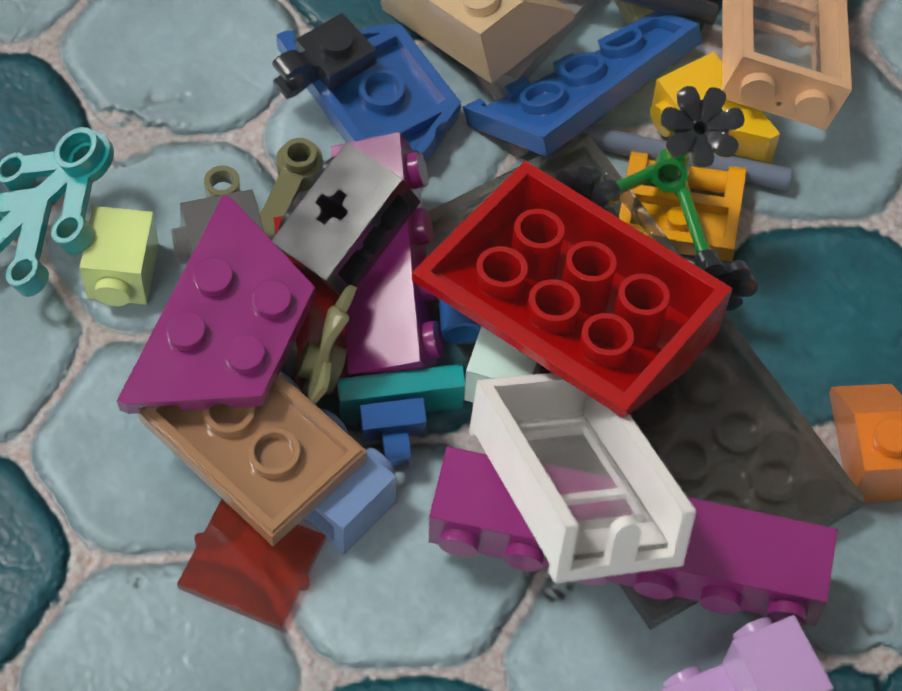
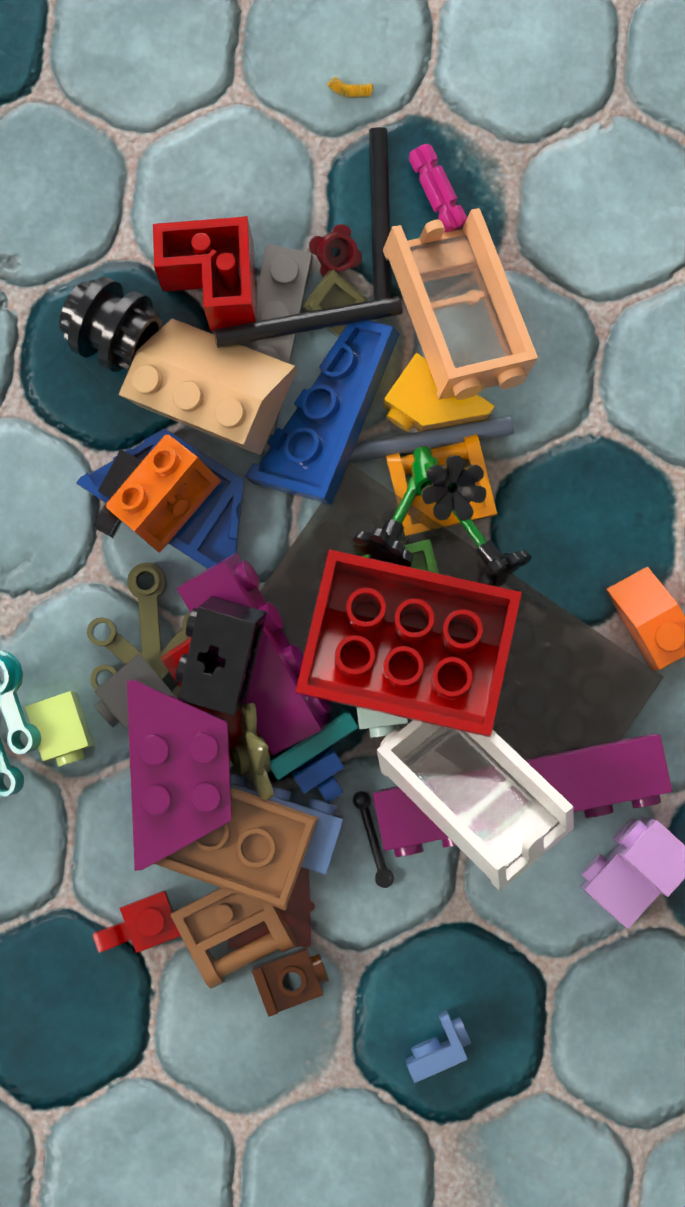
camera: 20 degrees left, 25 degrees up
(93, 512) = (144, 923): none -> red plate
(189, 534) = (222, 916): none -> medium nougat plate
(218, 665) = (270, 976): none -> reddish brown brick
(367, 65) = (163, 492): none -> orange bracket
(412, 587) = (384, 876): none -> black hinge

